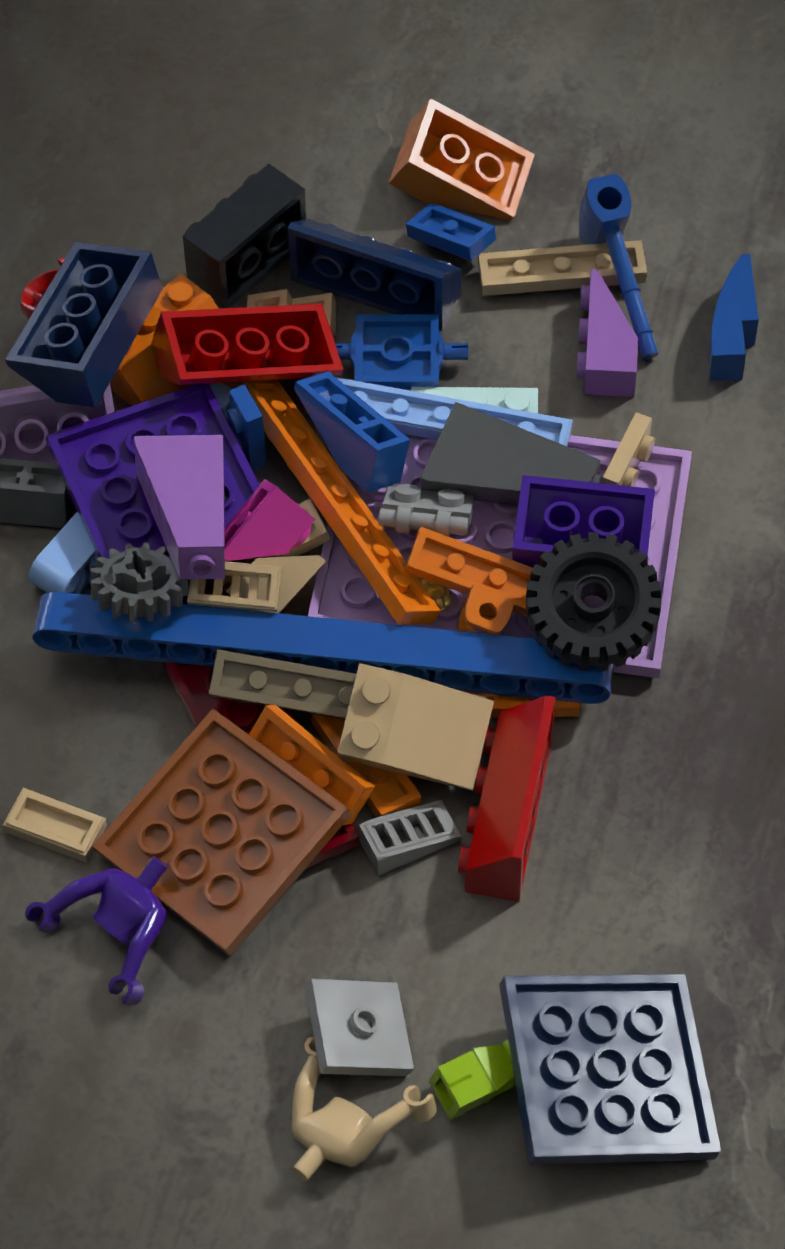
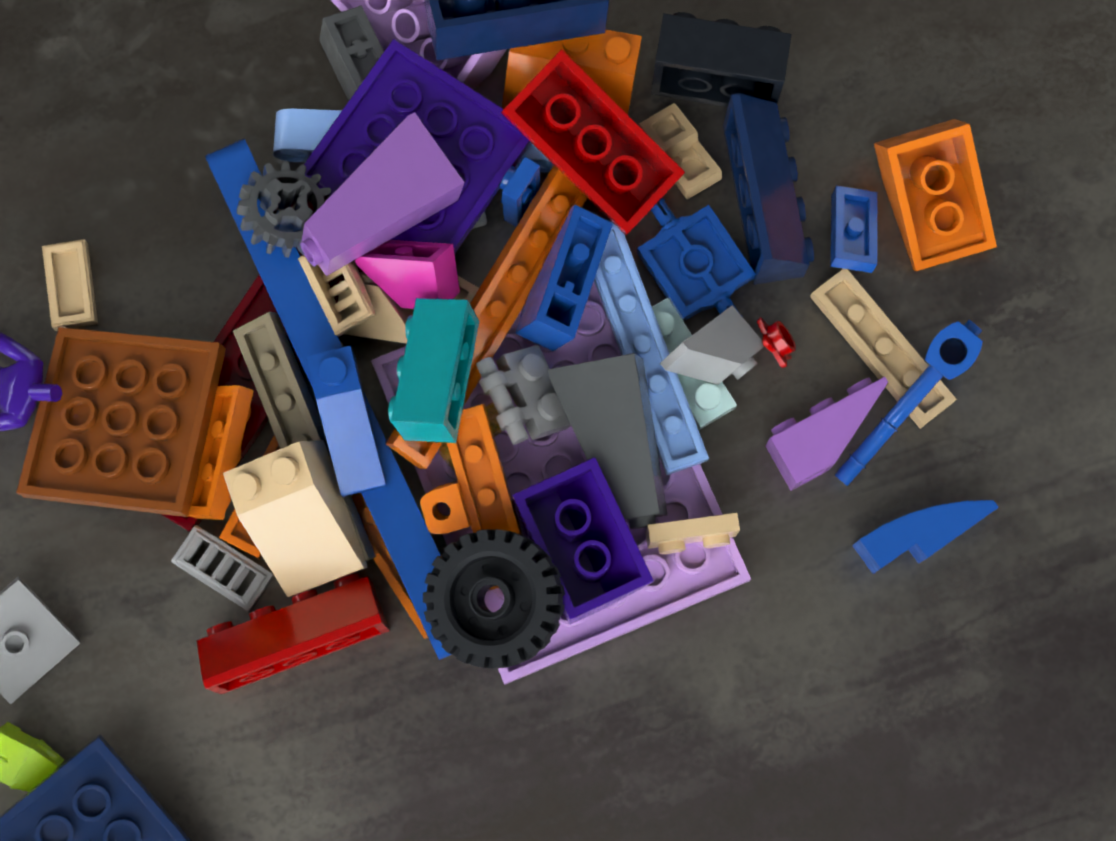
camera: 55 degrees right, 20 degrees up
(356, 632) = (346, 420): none -> slope
(368, 541) = (434, 370): none -> teal brick
(485, 366) = (717, 350): none -> light grey slope
(505, 329) = (777, 340): none -> red plate

